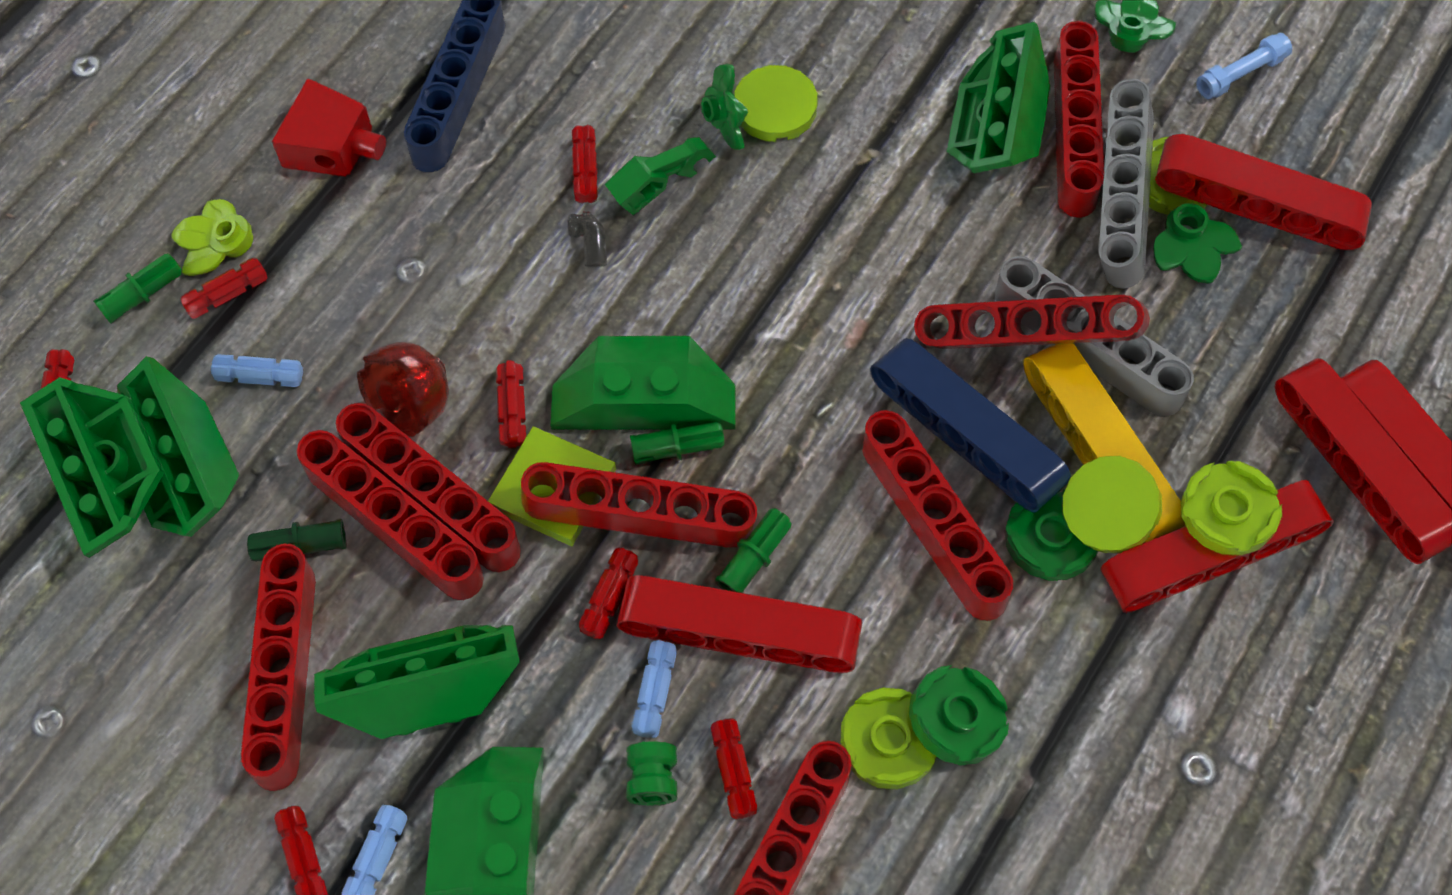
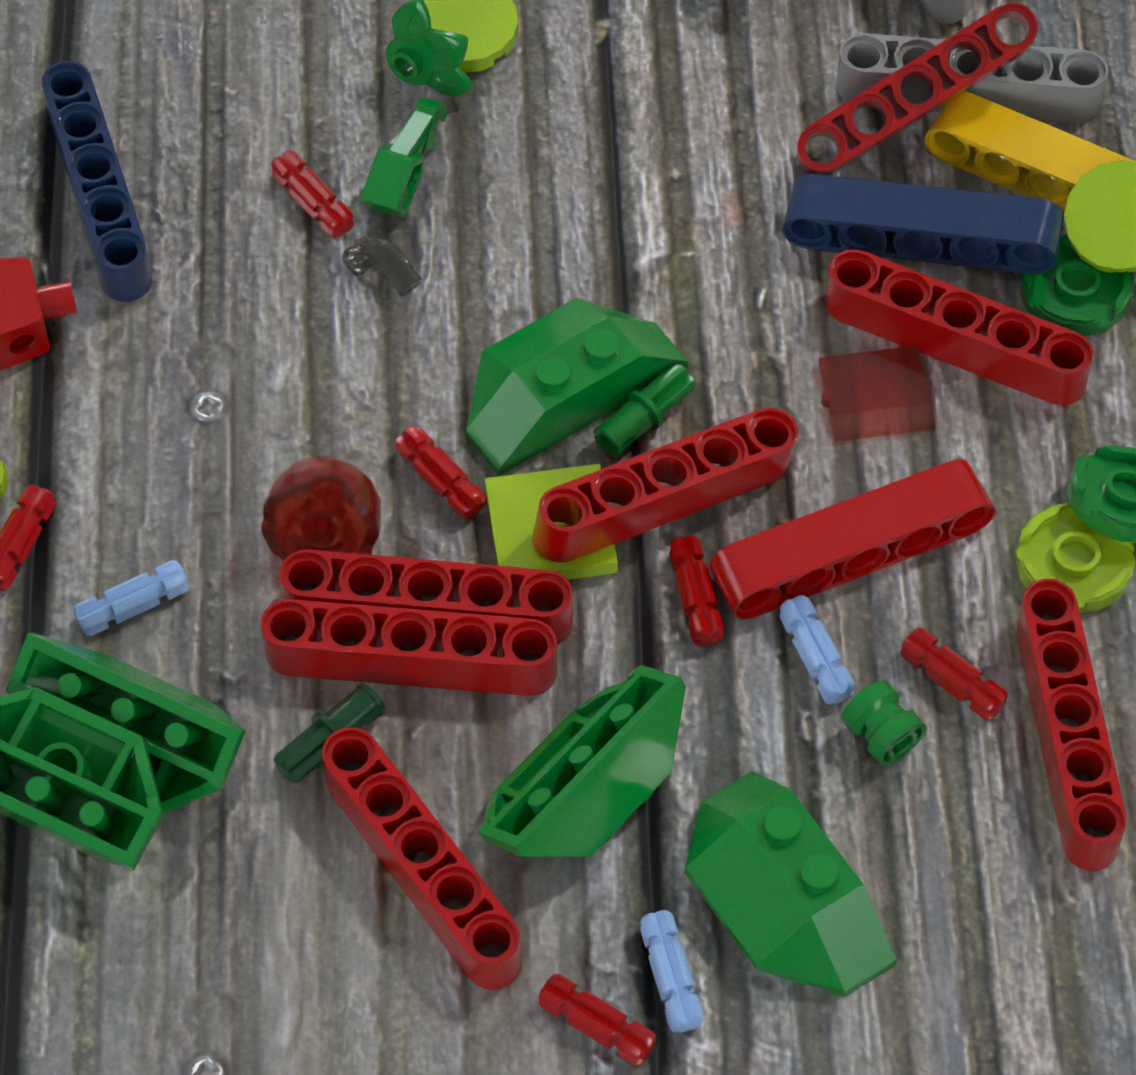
camera: 35 degrees left, 5 degrees down
(754, 551) = (810, 464): green axle -> none
(847, 527) = (876, 393): none -> clear red piece

